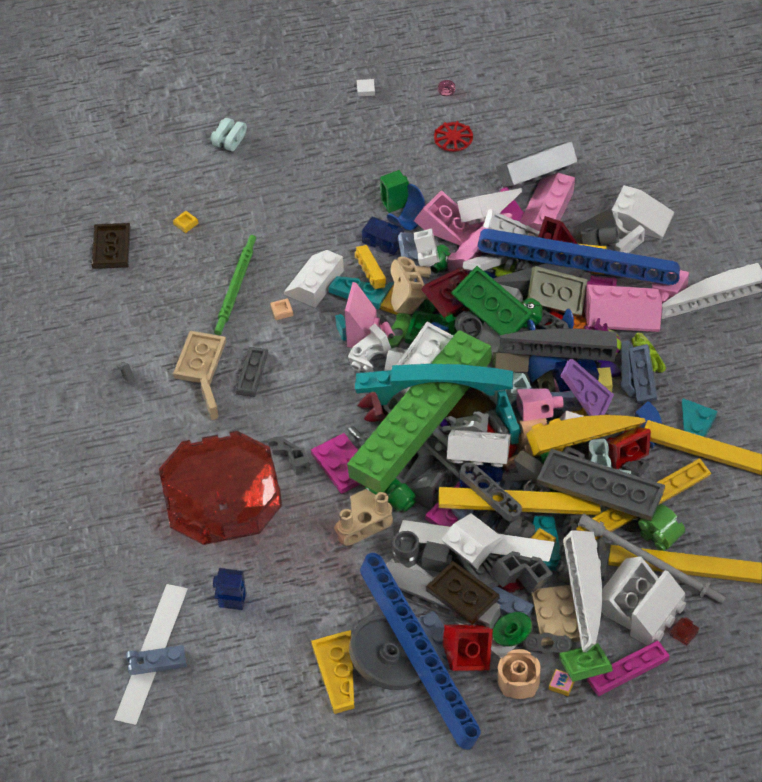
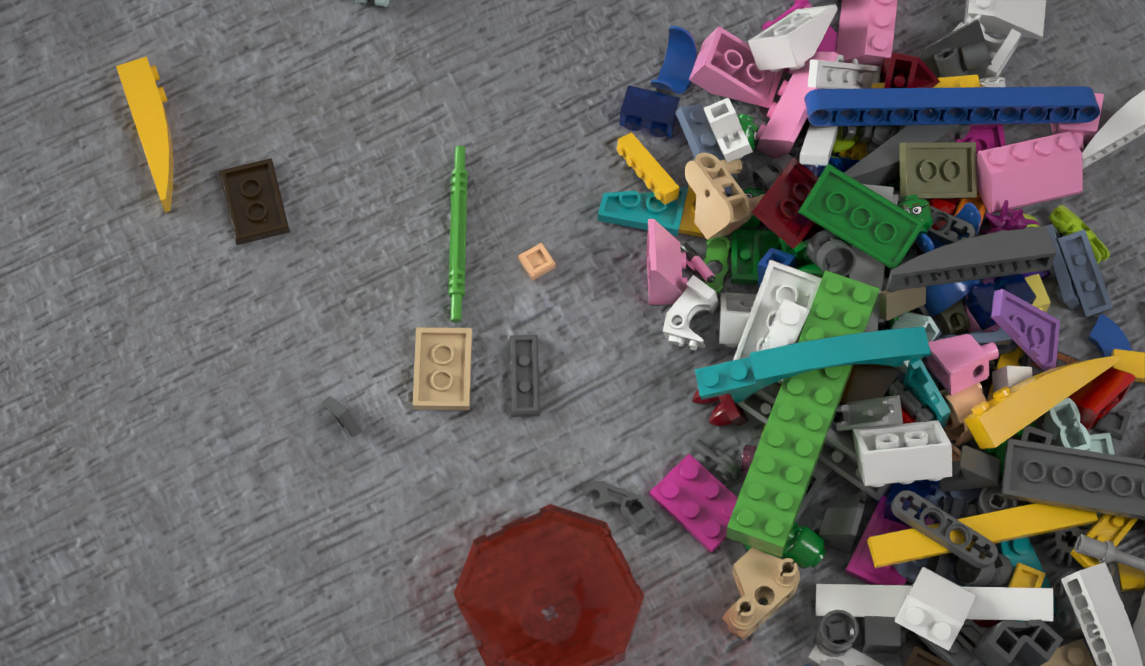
camera: 15 degrees left, 15 degrees up
(60, 190) = (151, 122): none -> yellow slope
(185, 221) = (353, 139): yellow tile -> none
(209, 399) = (477, 437): tan tile -> none
(315, 278) = (571, 200): white slope -> none
(341, 326) = (636, 277): teal tile -> none
(394, 190) = (648, 36): green piece -> none

